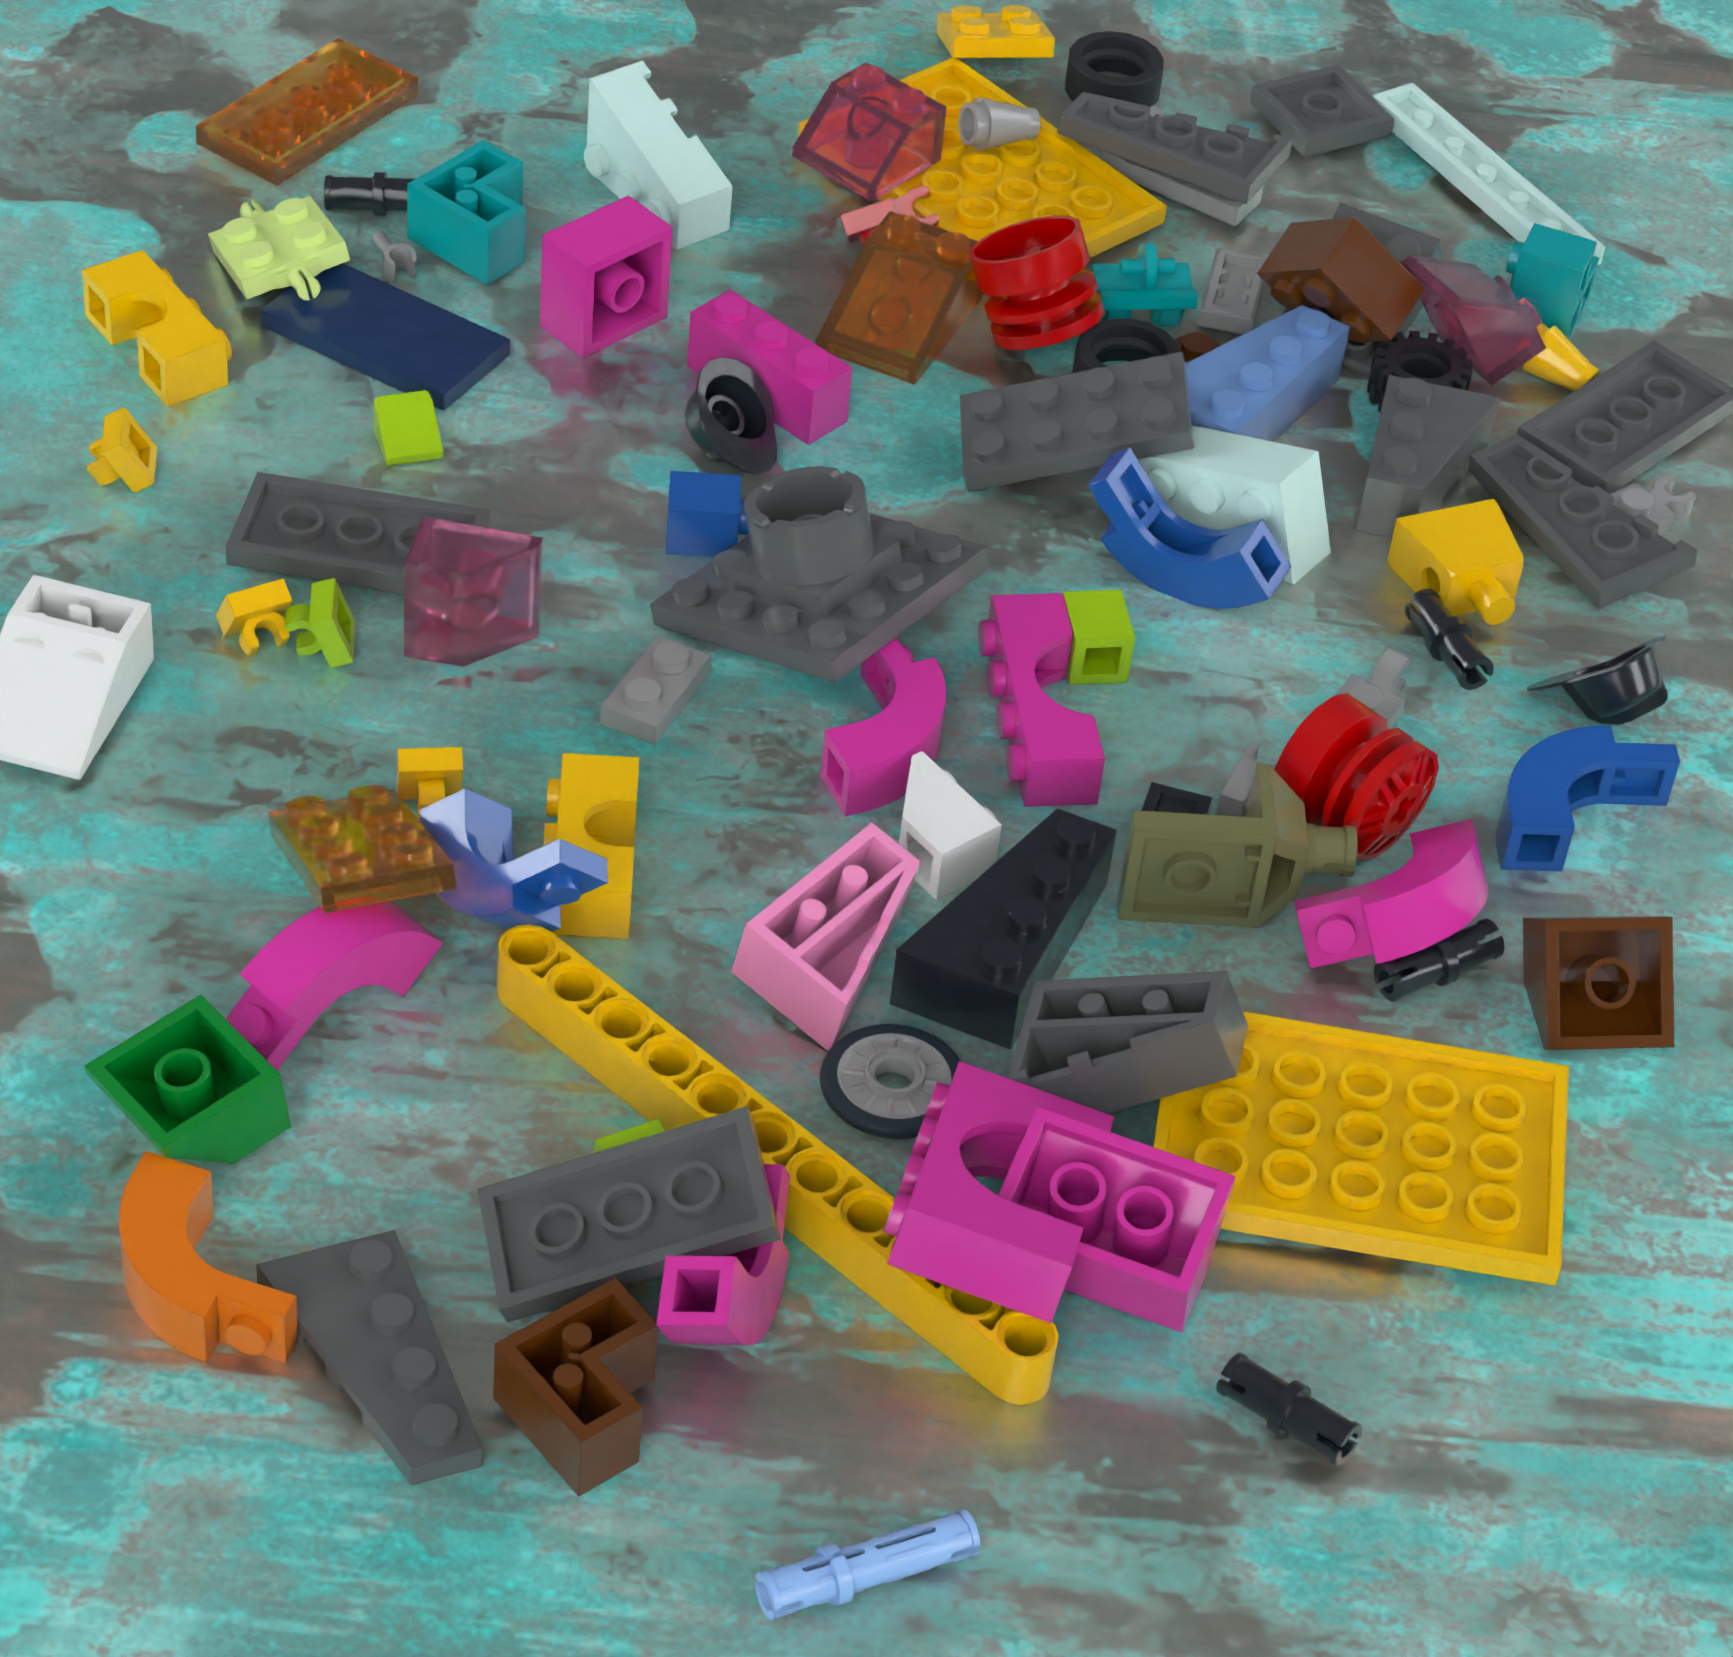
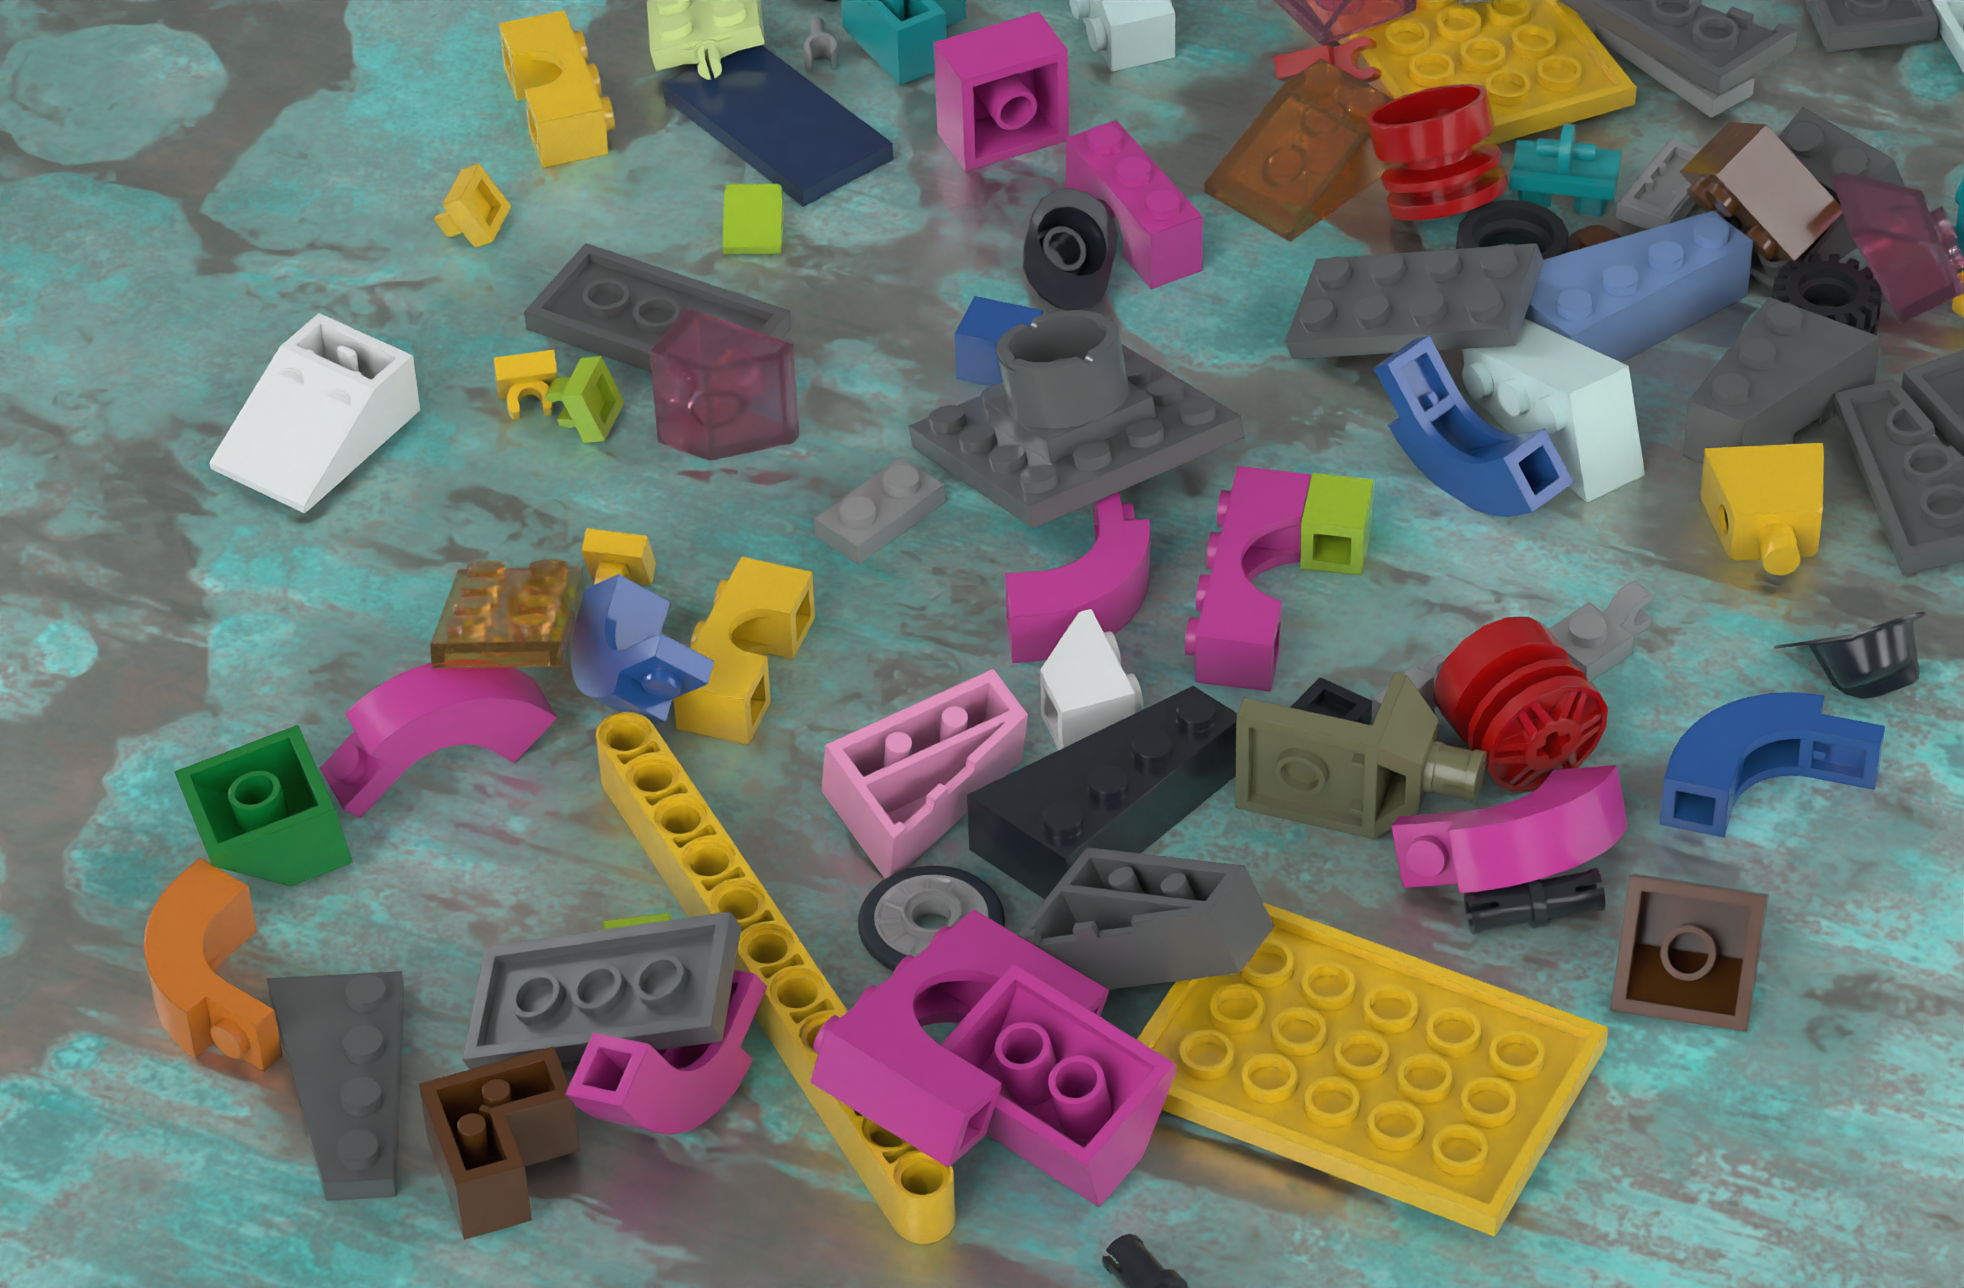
camera: 25 degrees right, 0 degrees up
(1449, 639) = (1714, 582): black pin -> none

